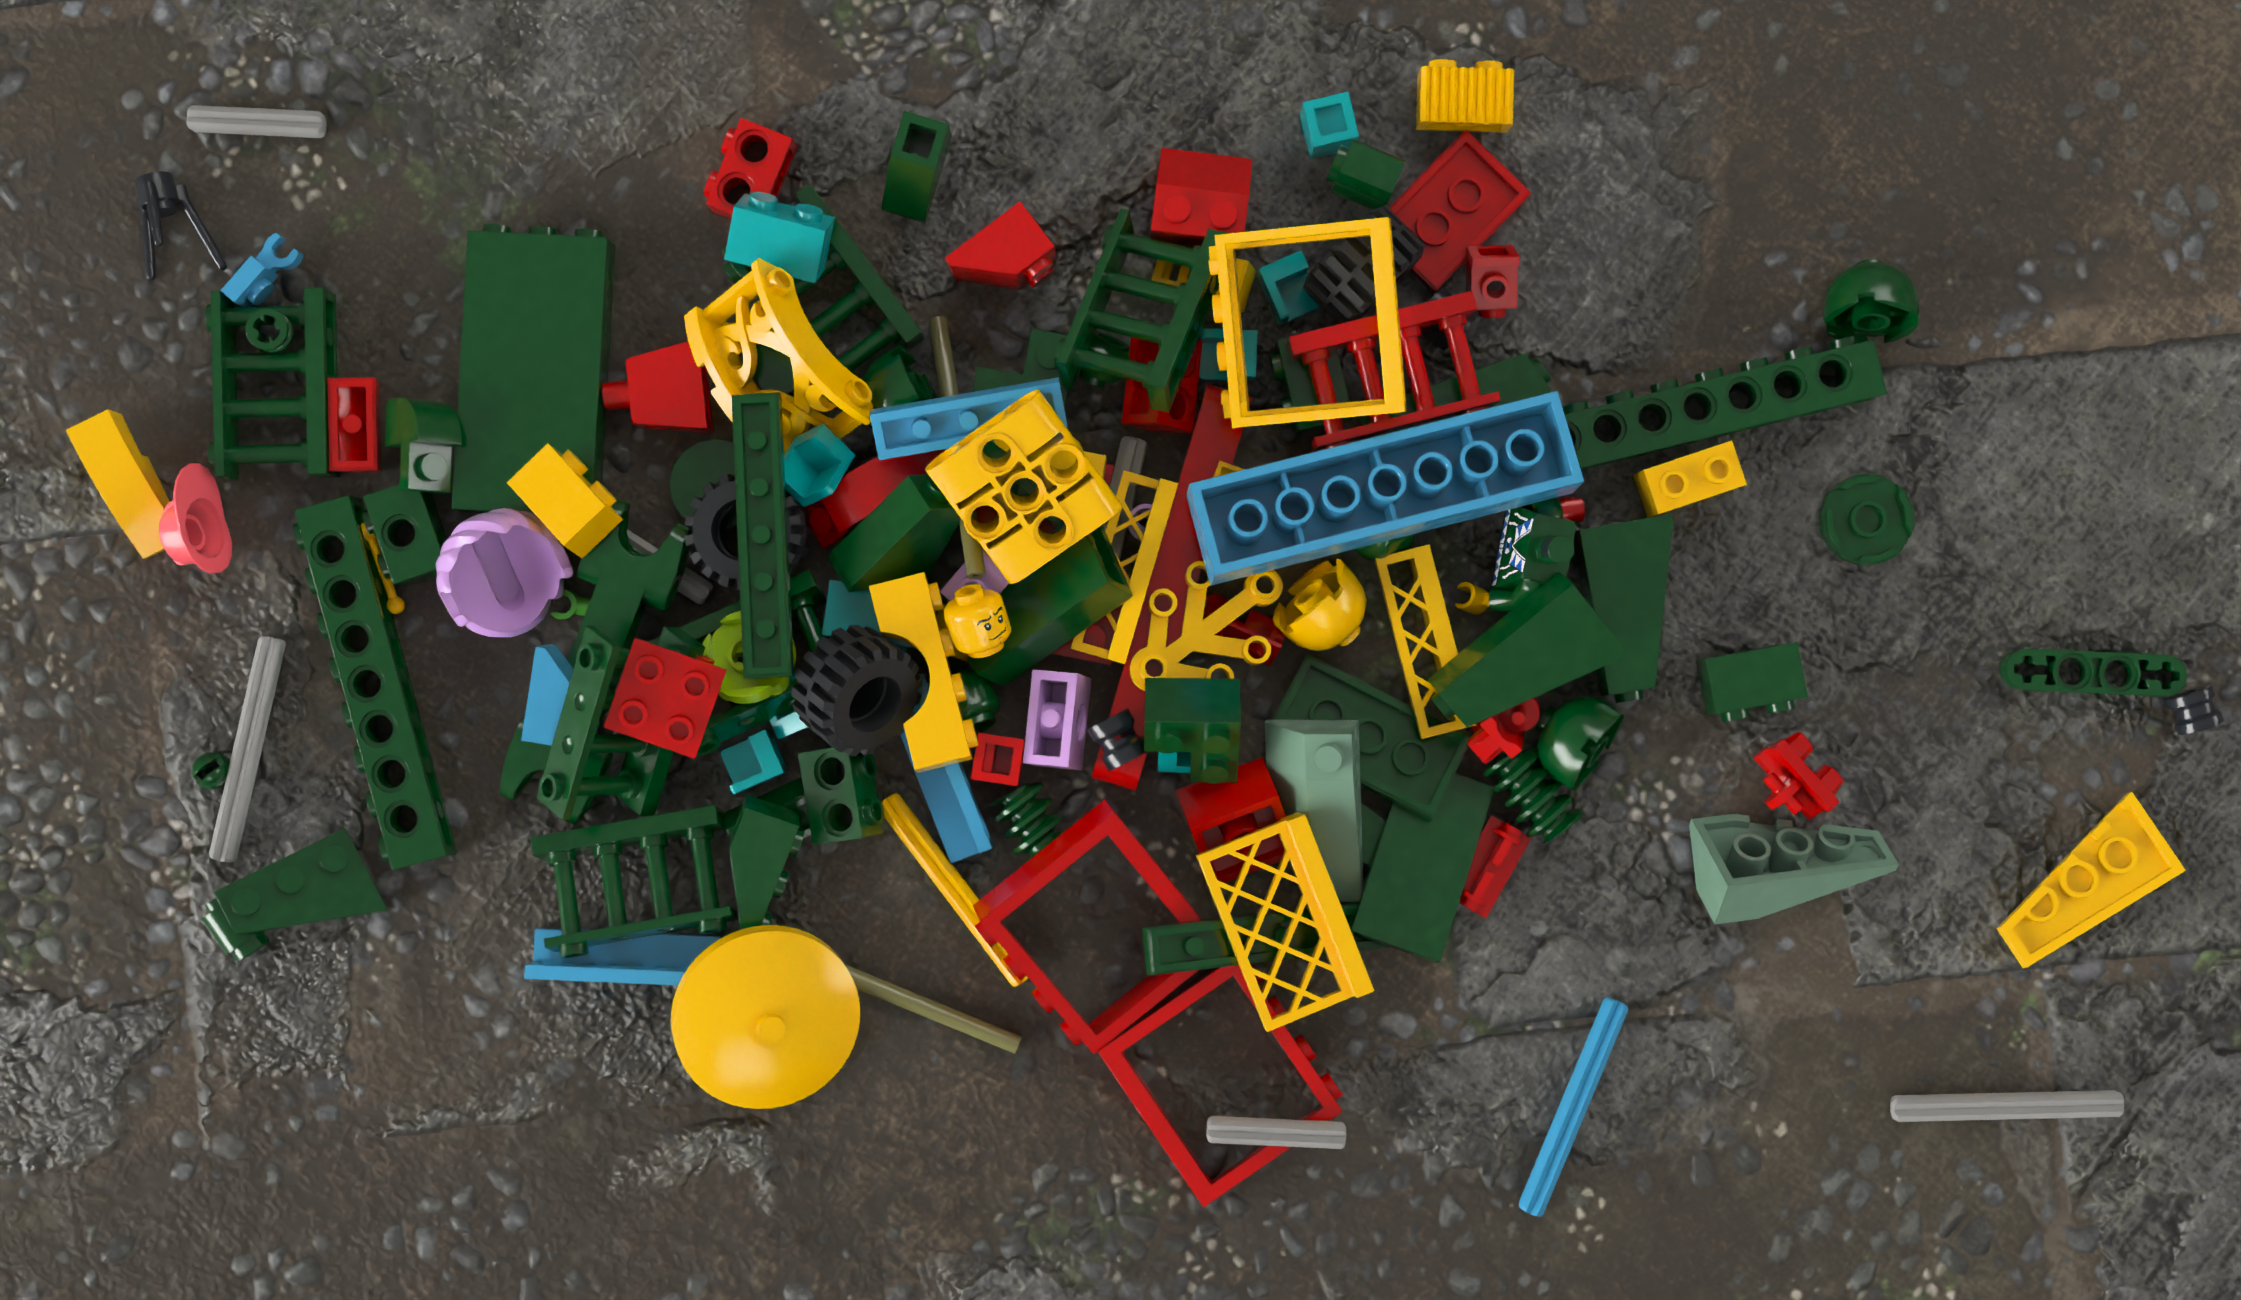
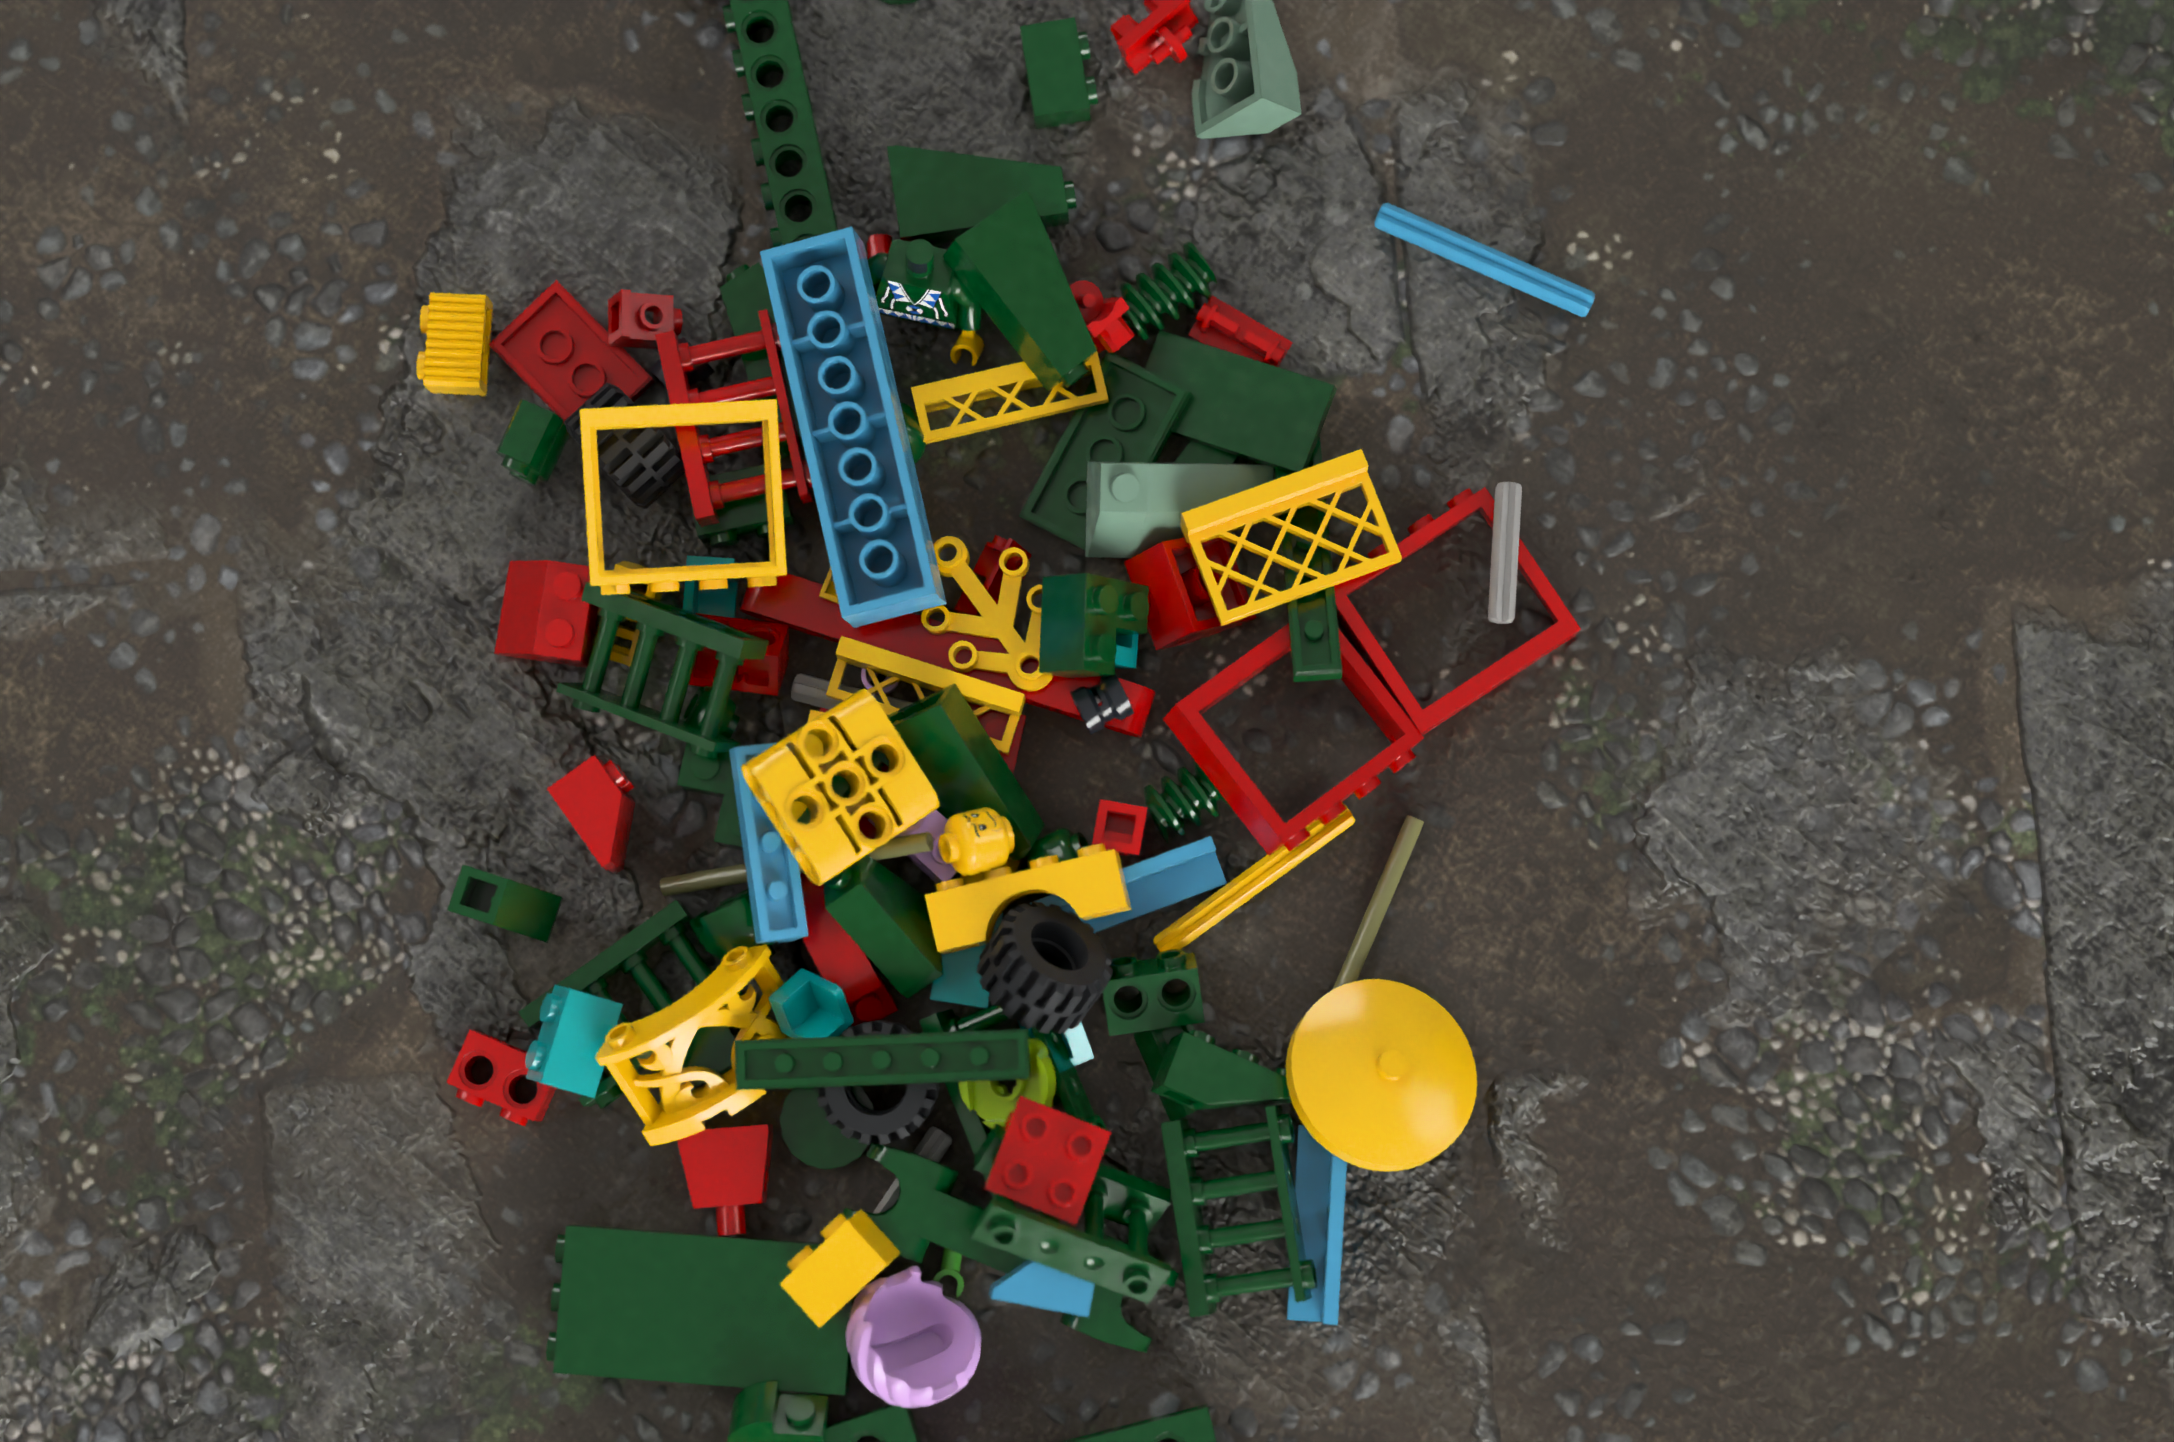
camera: 80 degrees left, 5 degrees down
(754, 761) = (1117, 1087): teal panel -> none
(1057, 720) = (1080, 768): lavender brick -> none
(1283, 287) = (644, 529): teal panel -> none
(1325, 608) = (972, 495): yellow cylinder -> none
(1328, 124) = (478, 480): teal panel -> none
(1576, 737) = (1110, 246): dark green cylinder -> none
(1689, 479) = (852, 129): yellow brick -> none

